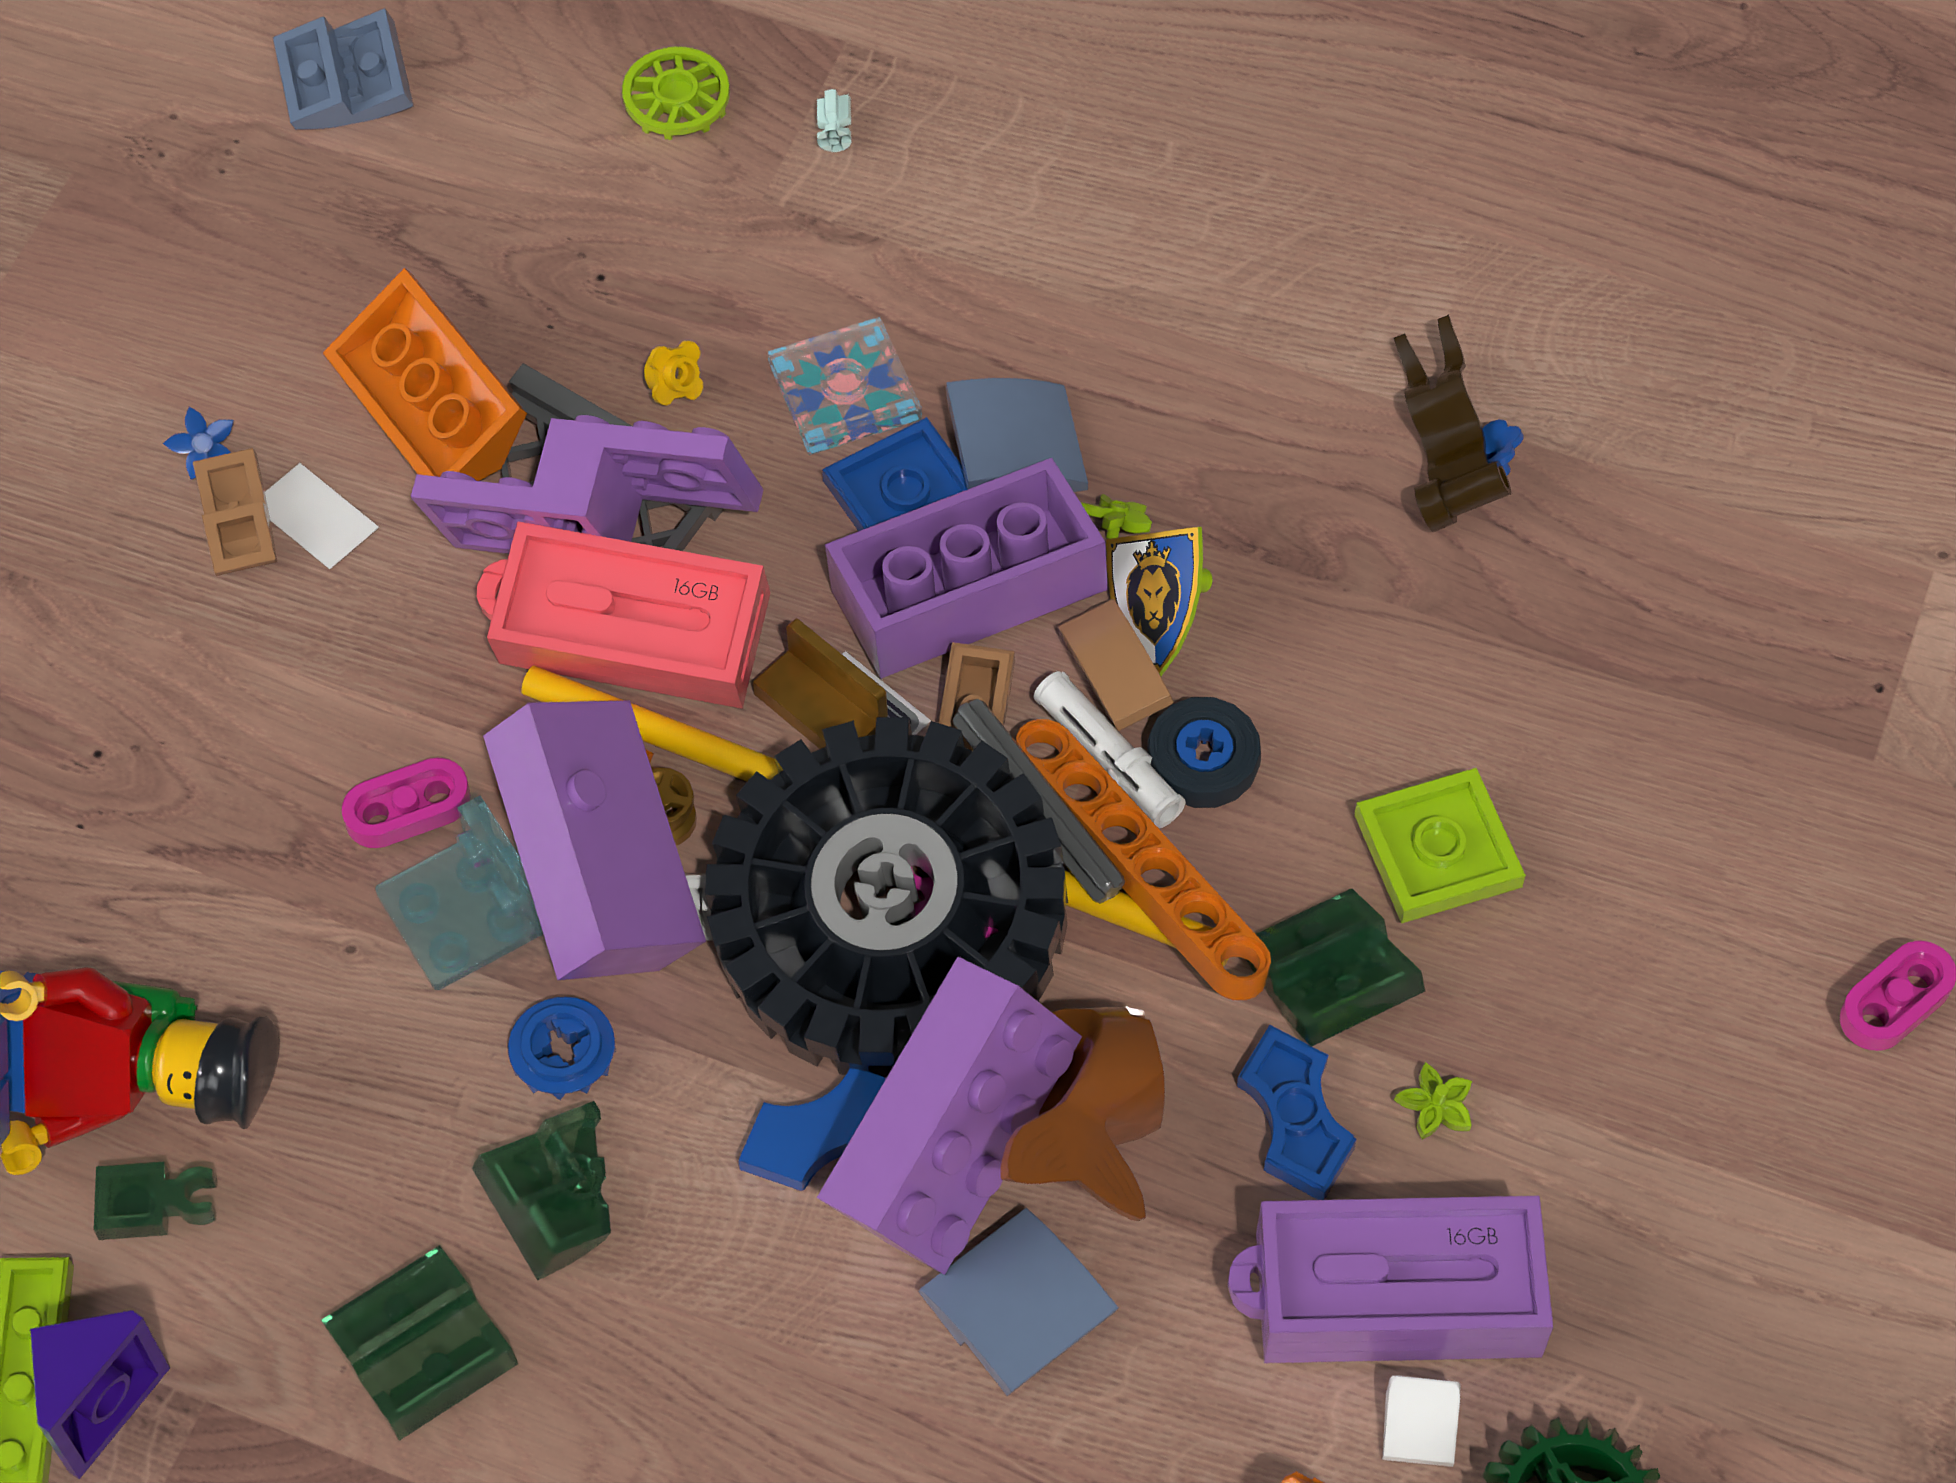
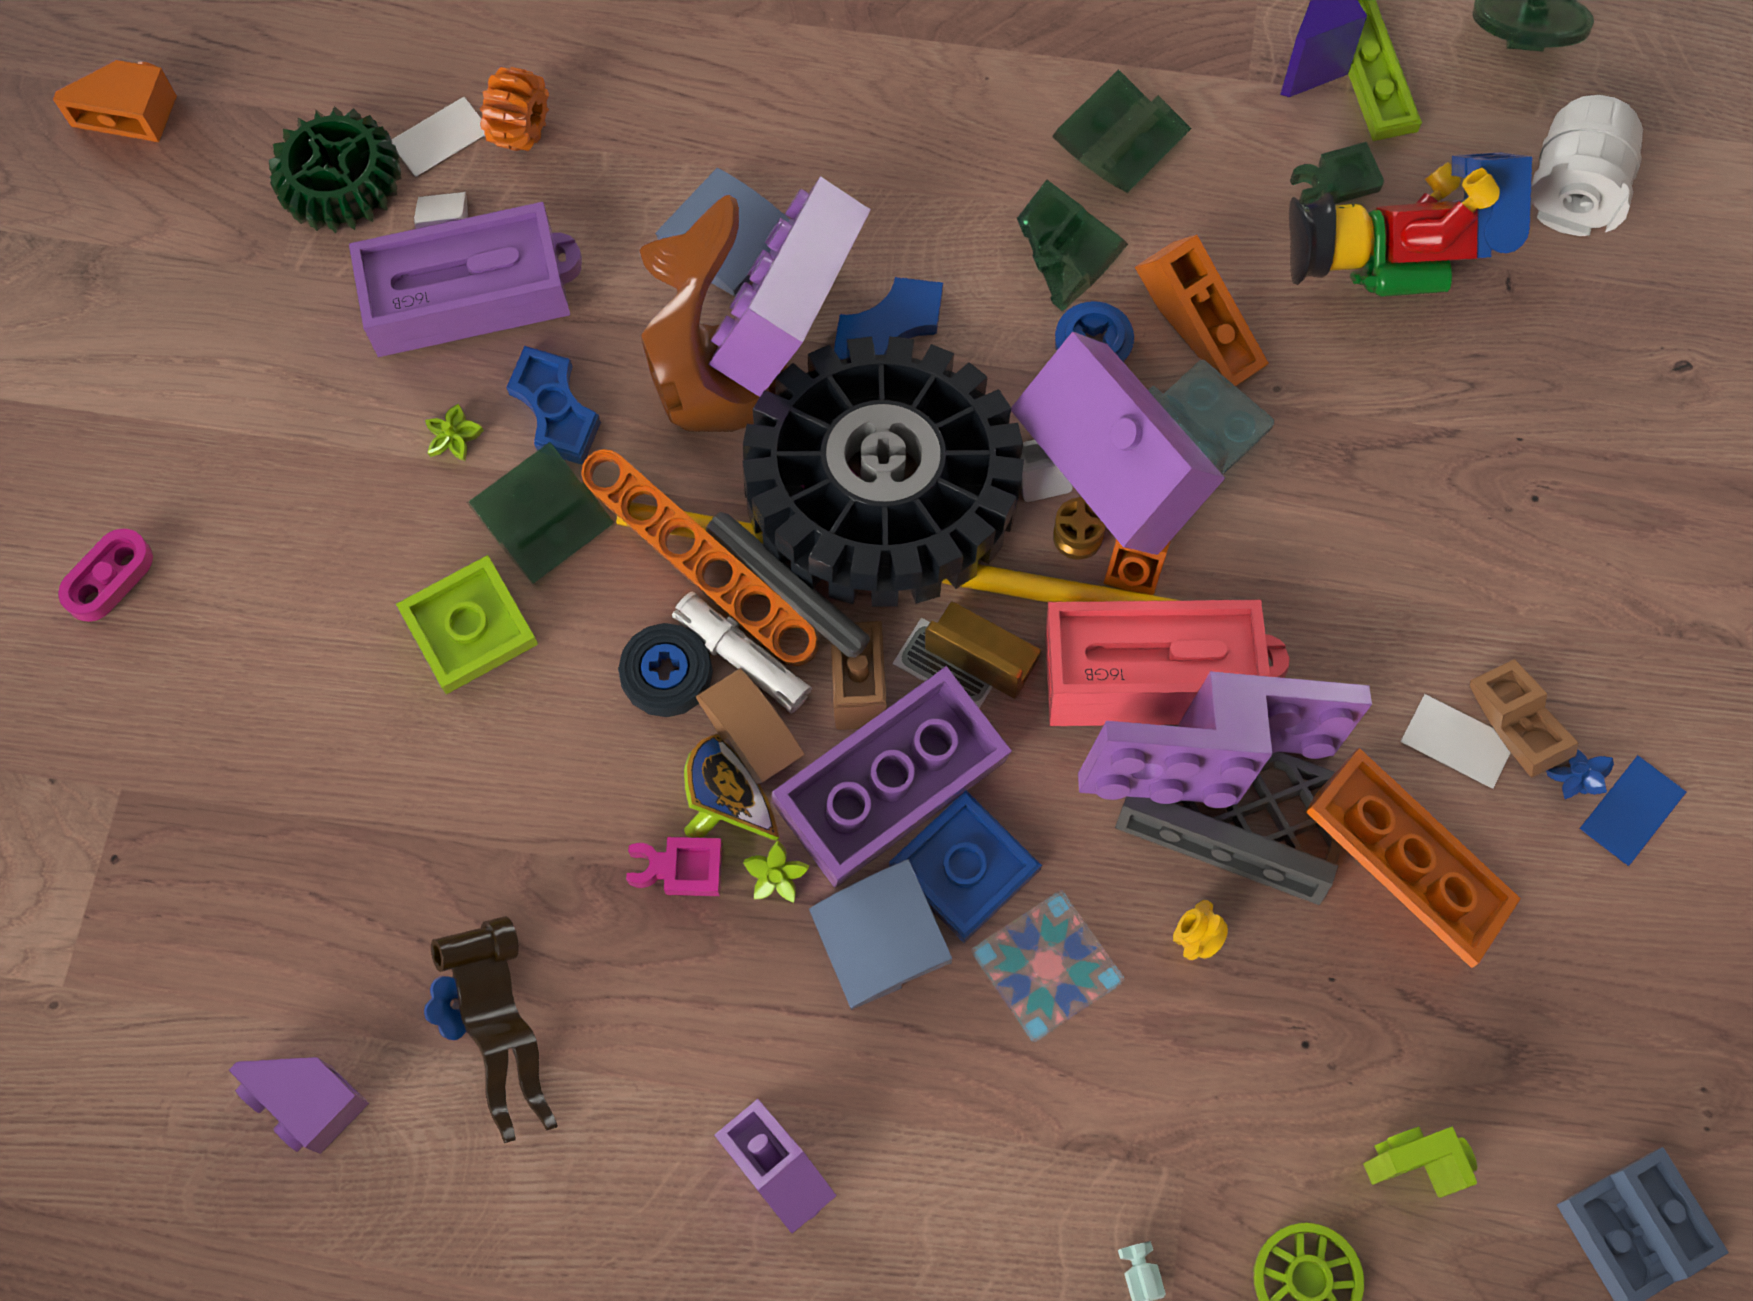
camera: 170 degrees right, 10 degrees up
(158, 414) = (1633, 810): none -> blue sticker
(405, 801) = (1275, 493): dark pink plate -> none
(414, 1047) = (1201, 308): none -> orange slope
(538, 128) = (1443, 1154): none -> lime bracket
(1176, 256) = (775, 1165): none -> medium lavender slope
(1229, 541) = (686, 867): none -> dark pink plate
(1663, 401) = (303, 1096): none -> medium lavender slope

